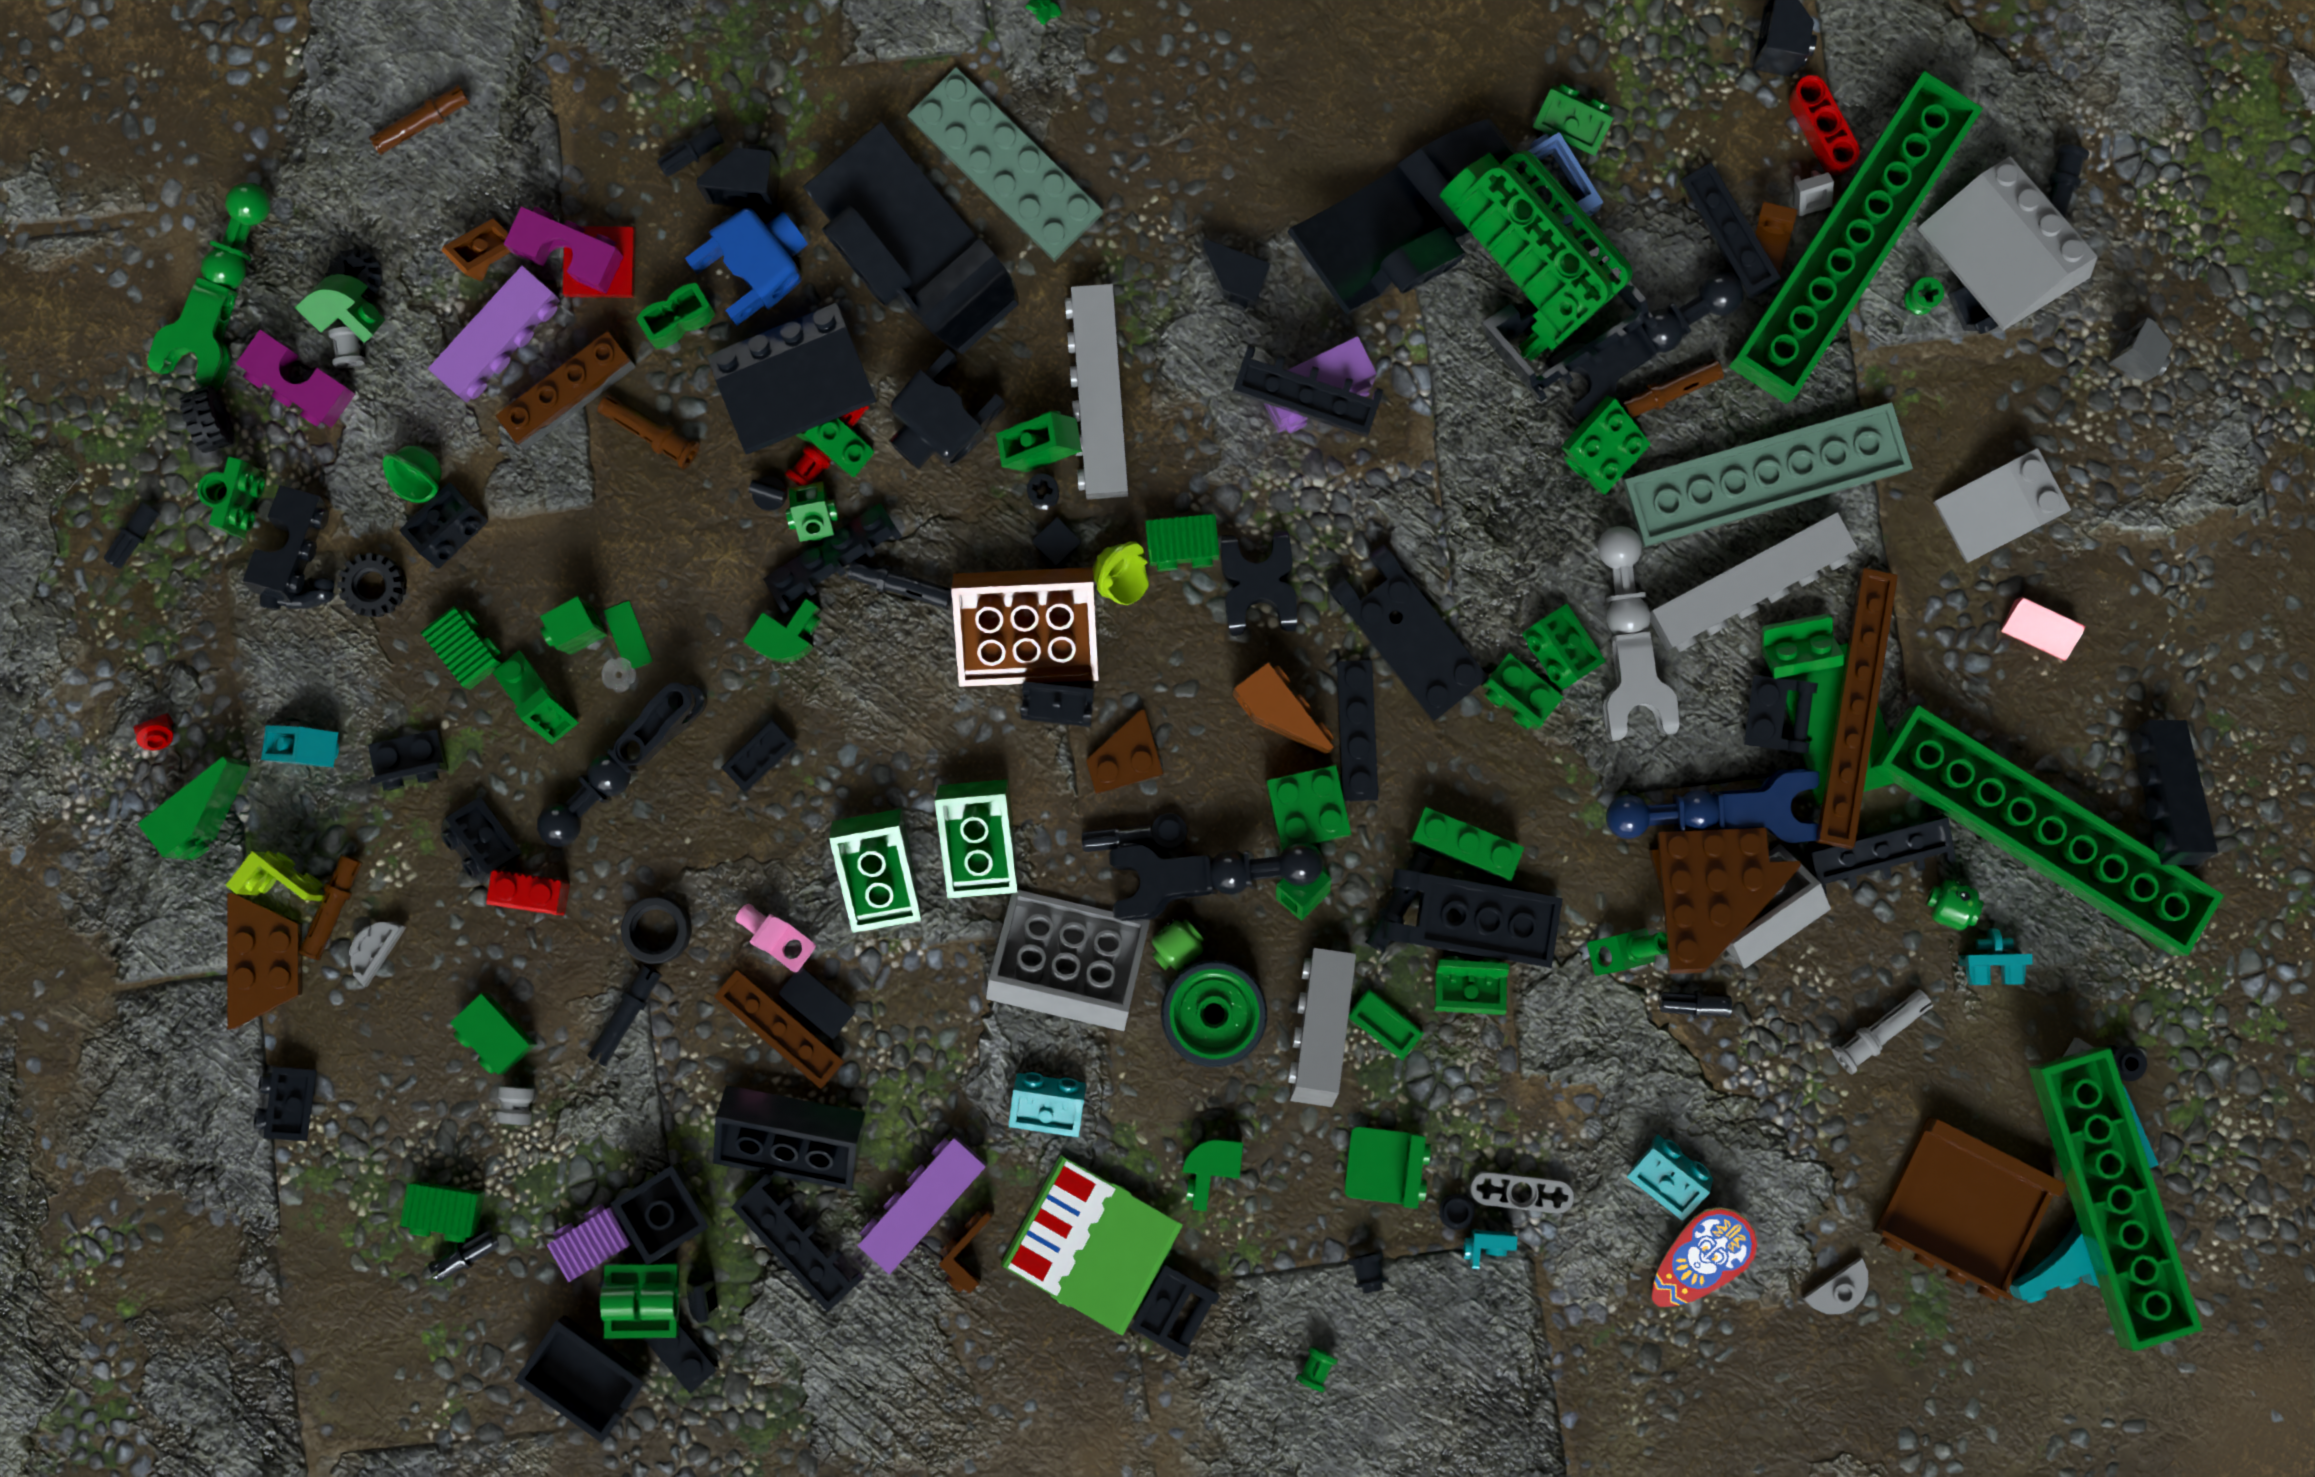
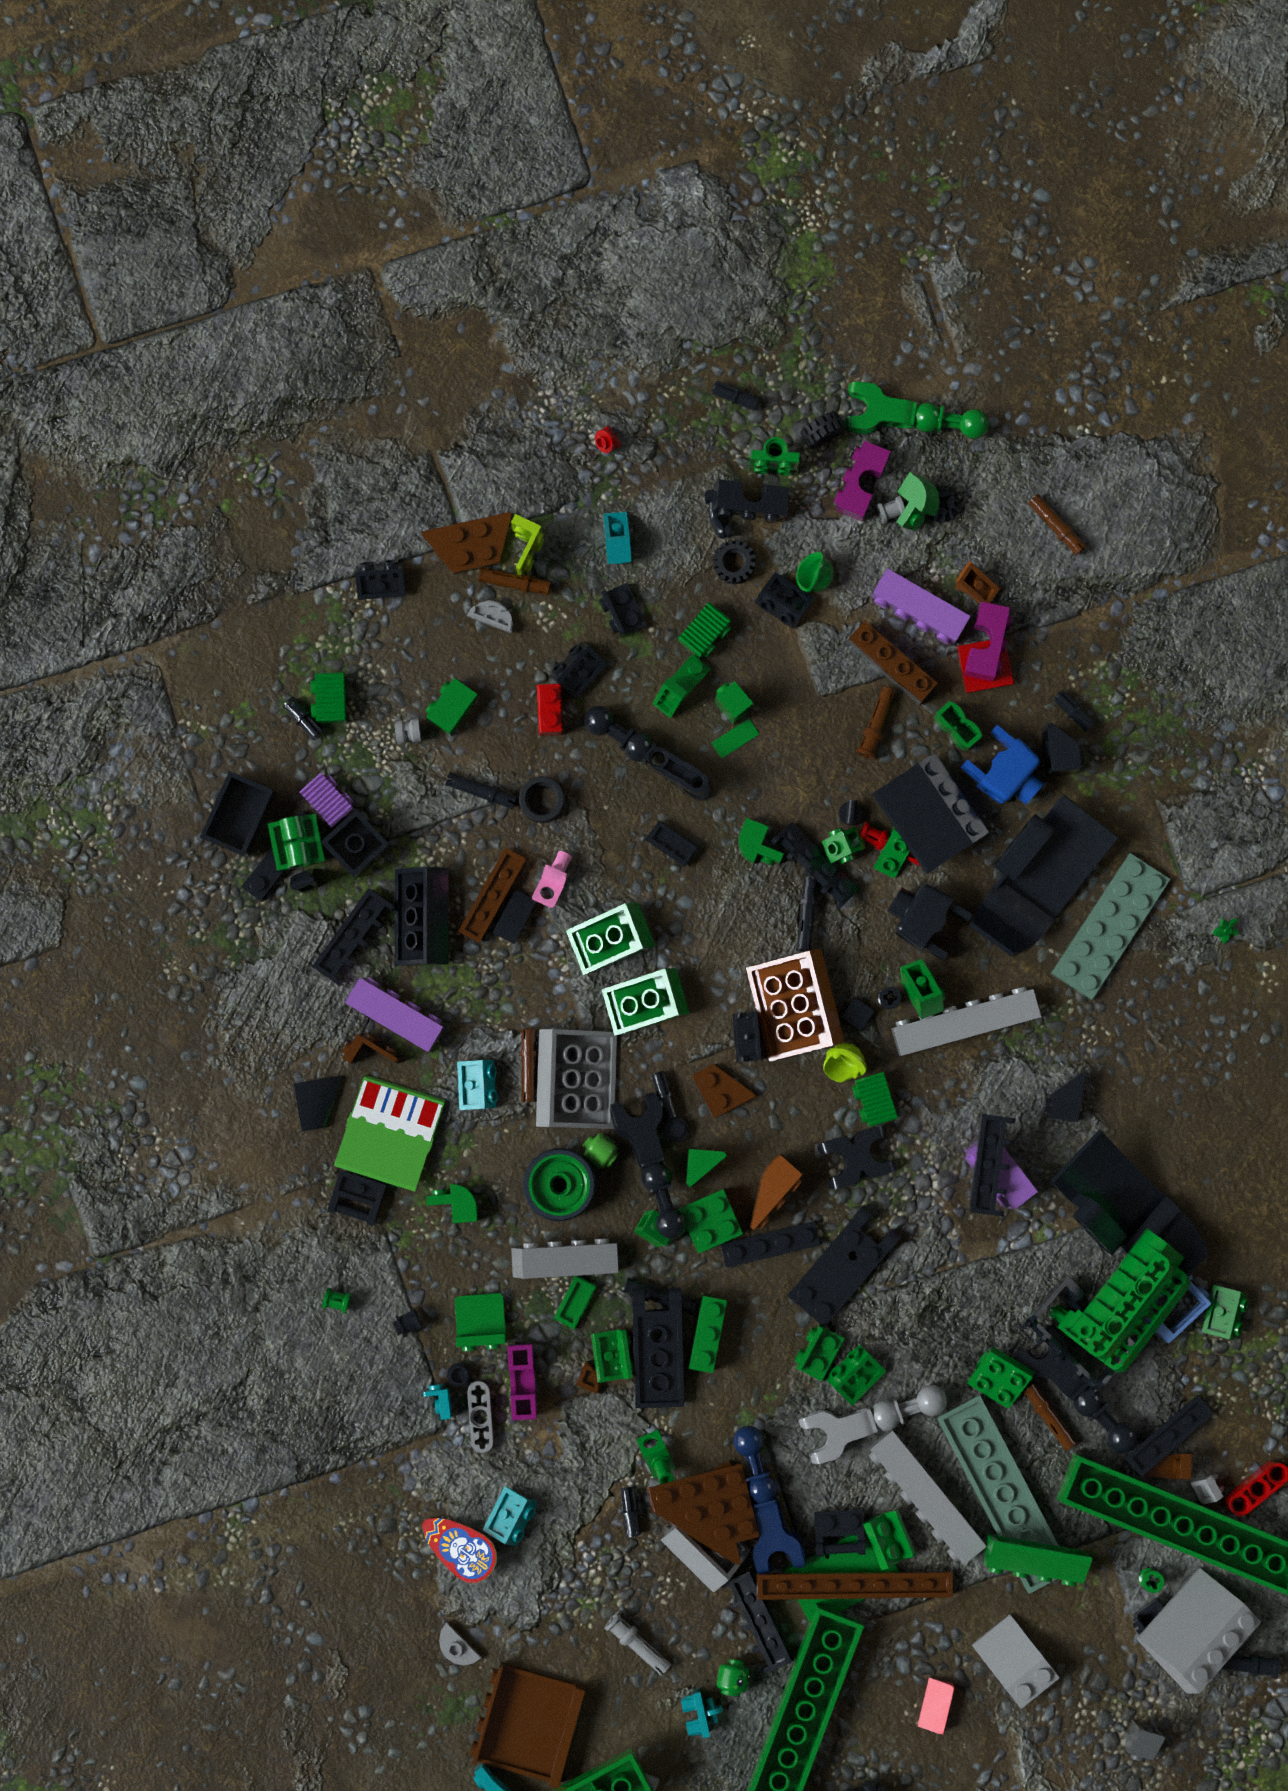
camera: 75 degrees right, 0 degrees up
(195, 813) = (557, 480): green slope -> none
(609, 674) = (707, 732): clear plate -> none
(1025, 1344) = (316, 1101): none -> black slope
(1034, 1024) = (528, 1058): none -> reddish brown pin
(1223, 804) = (700, 1163): none -> green slope
(1483, 1122) = (522, 1381): none -> magenta arch
(1497, 1027) = (588, 1378): none -> reddish brown tile
(1868, 445) = (1036, 1559): none -> green slope

